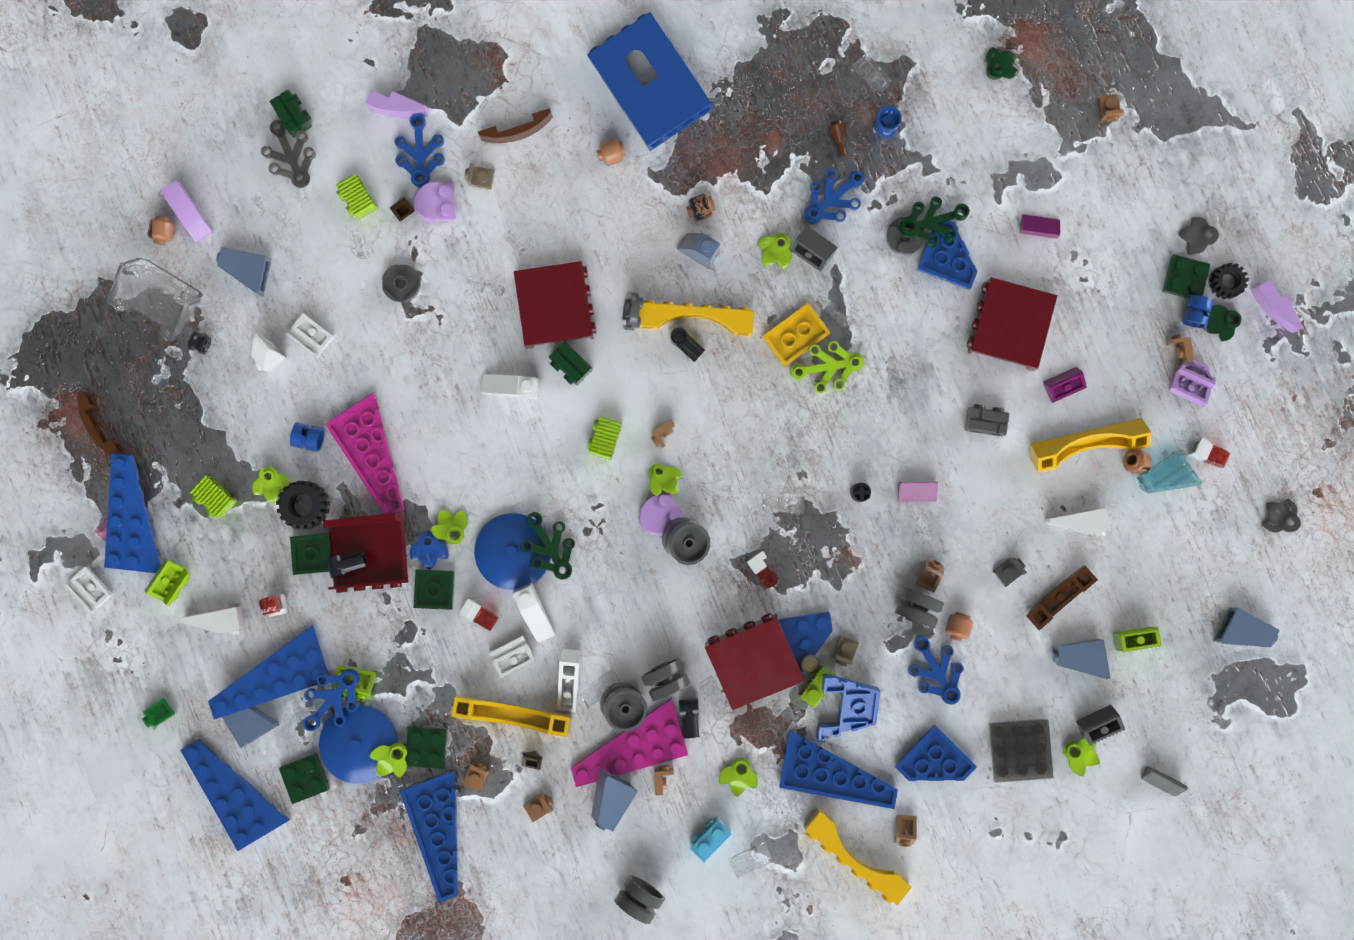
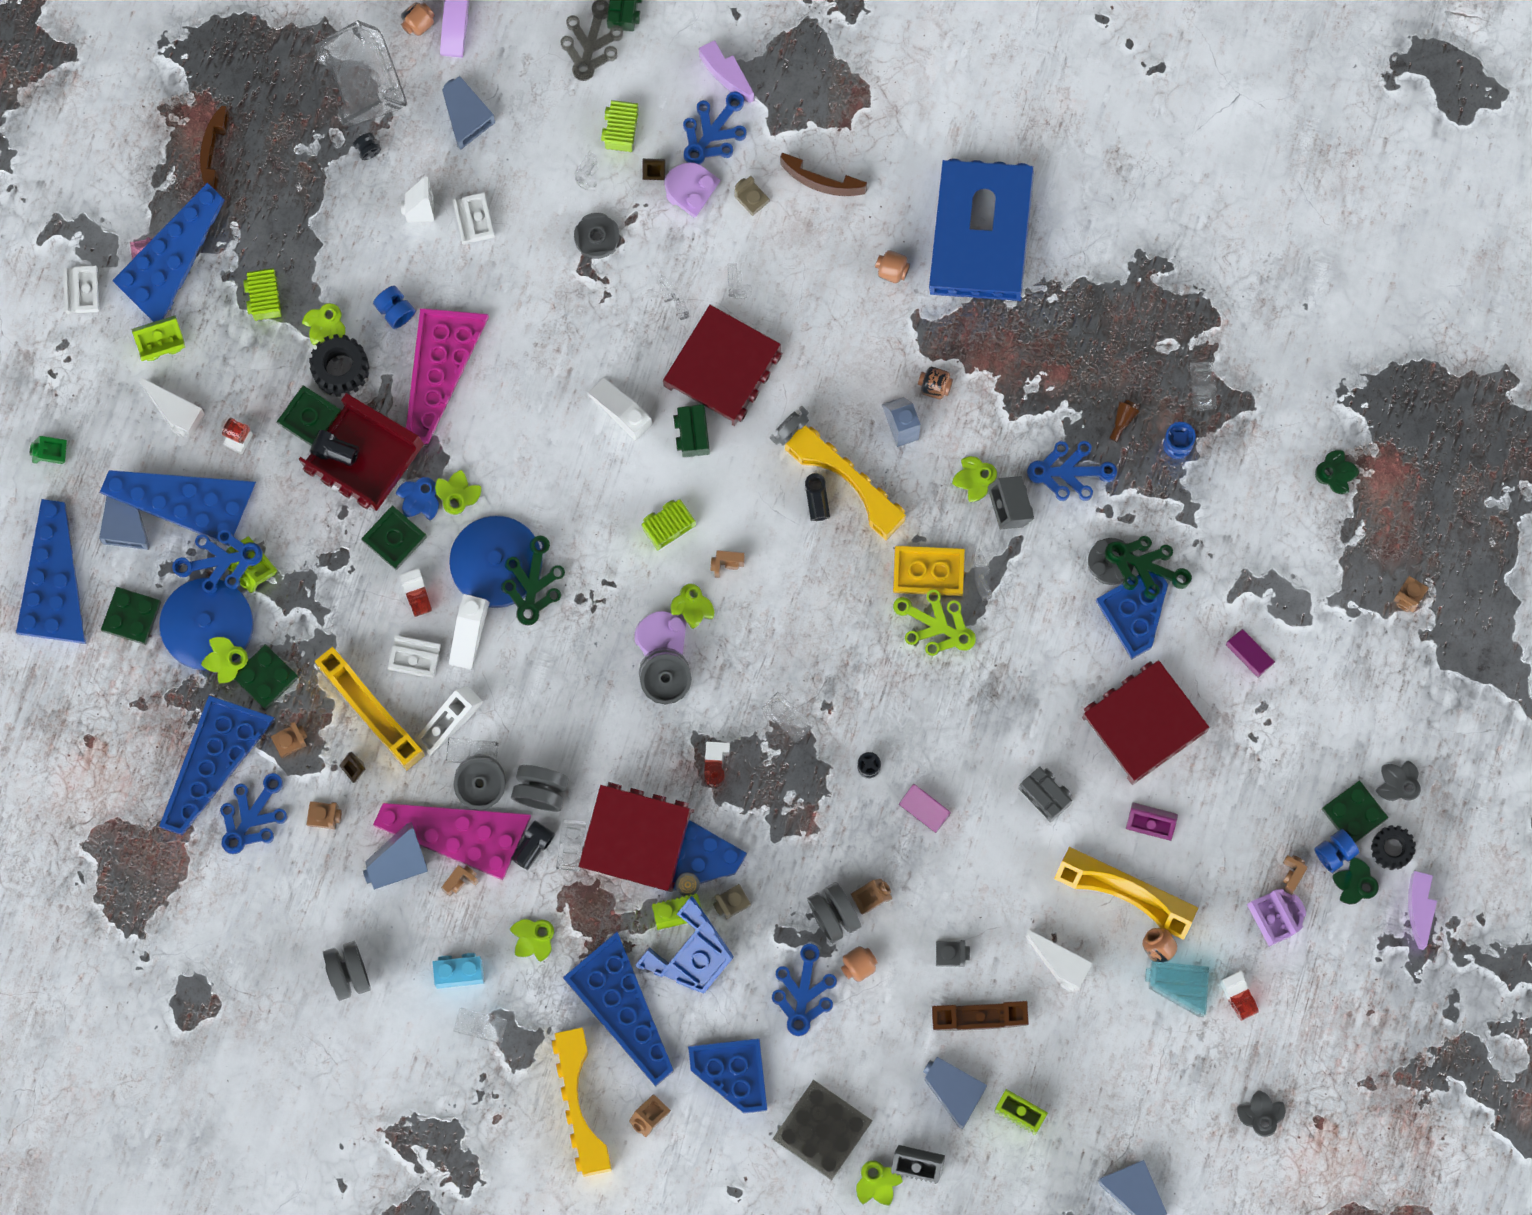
camera: 40 degrees right, 10 degrees down
(492, 847) = (251, 817): none -> blue plant

